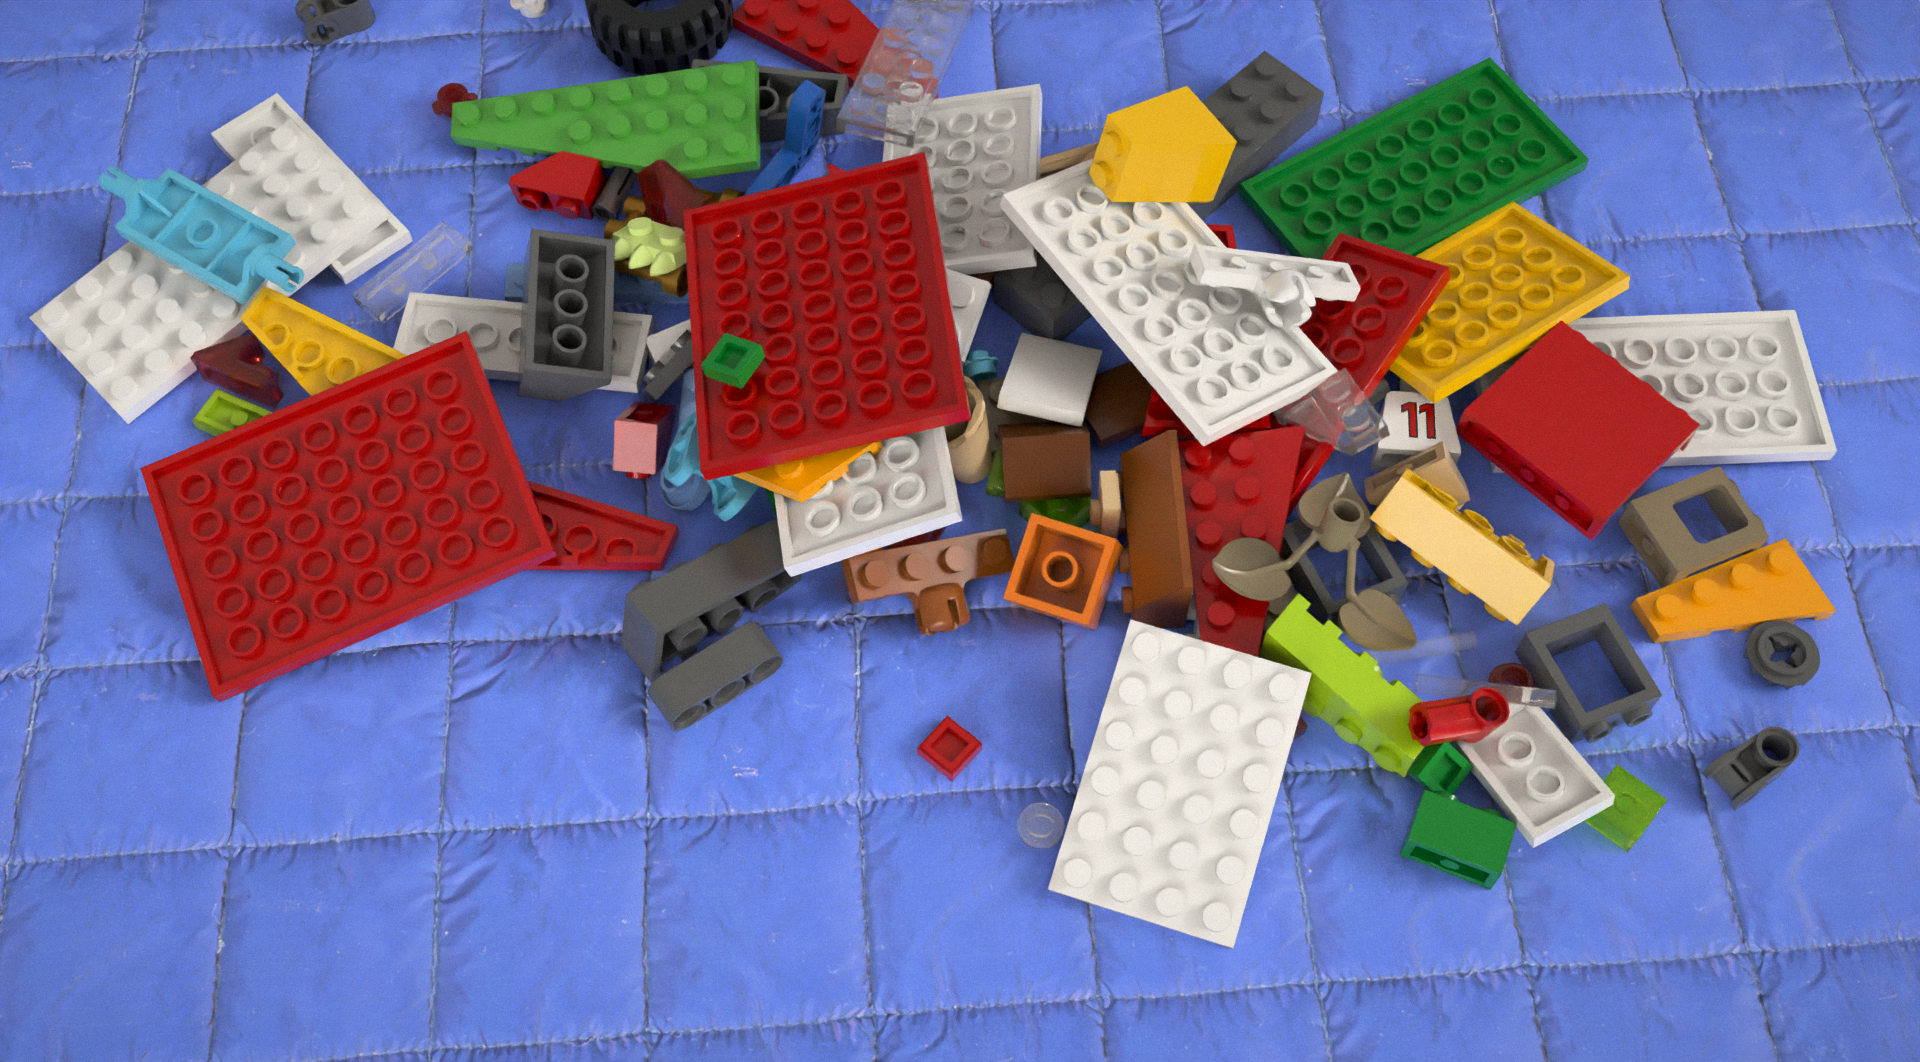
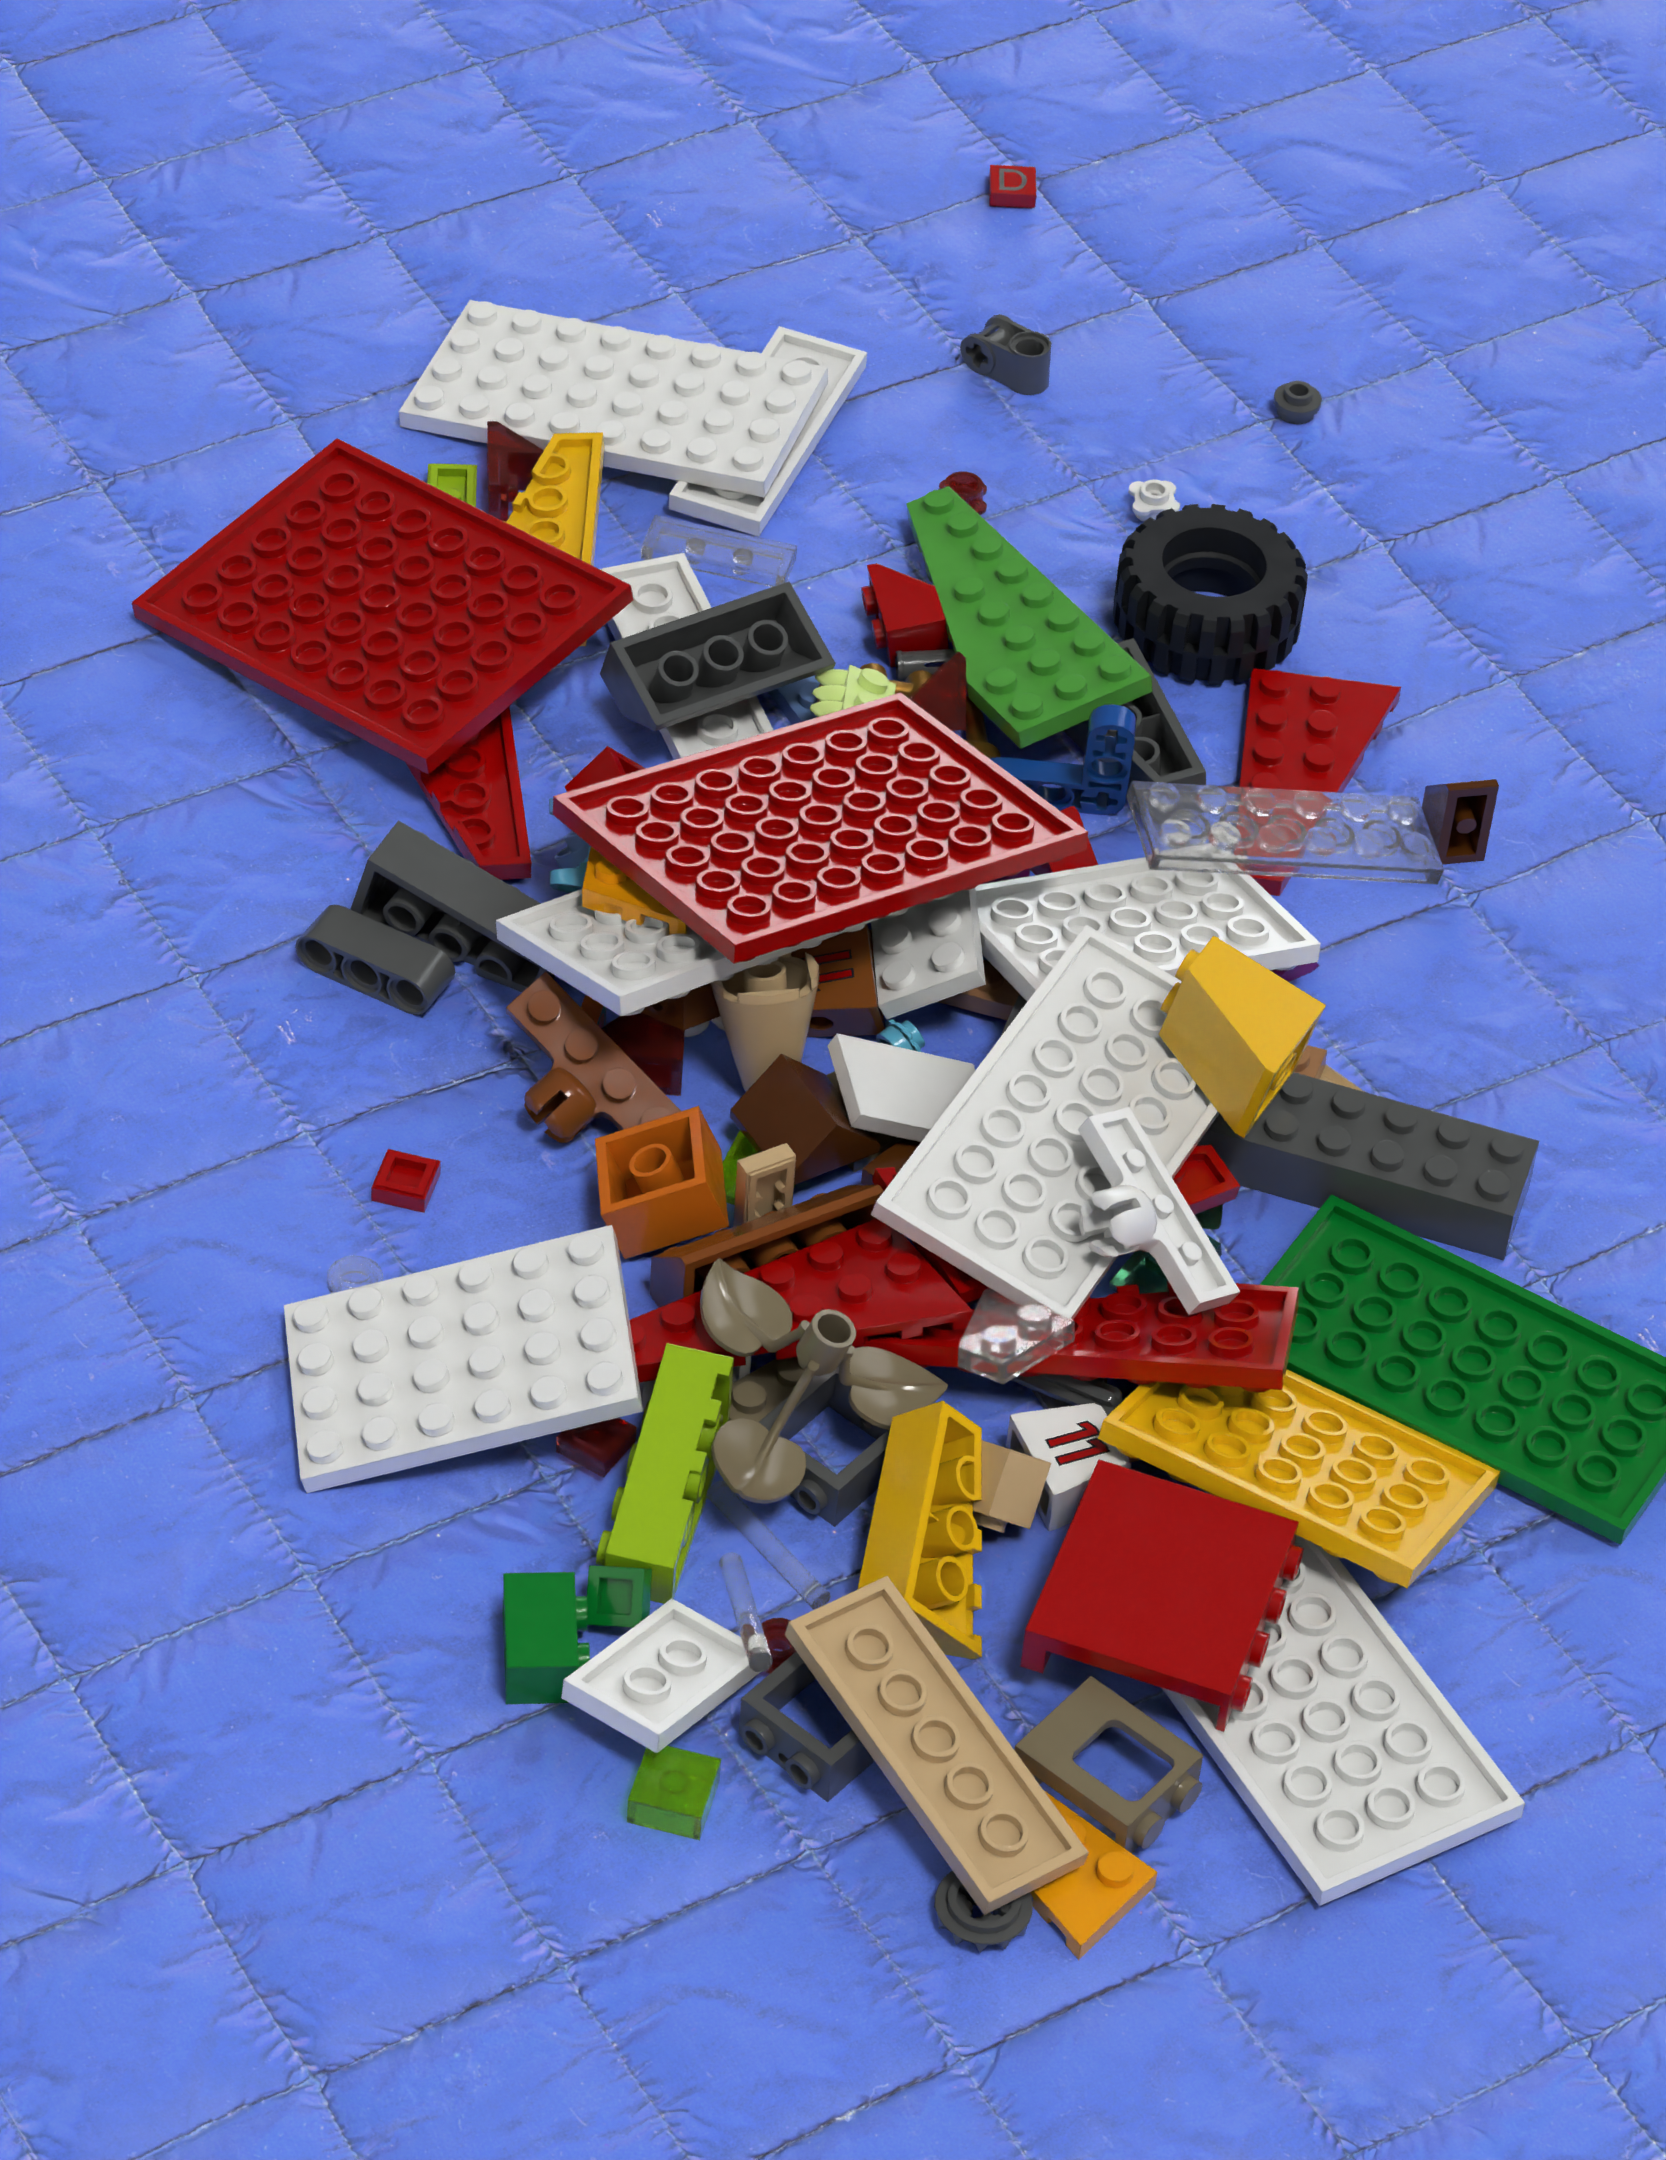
camera: 60 degrees right, 15 degrees down
(203, 233) = (631, 359): medium azure plate -> none
(733, 360) = (697, 768): green plate -> none
(1458, 718) = (669, 1561): red piece -> none
(1672, 619) = (936, 1744): none -> tan plate
(1747, 770) = (799, 1900): dark grey piece -> none

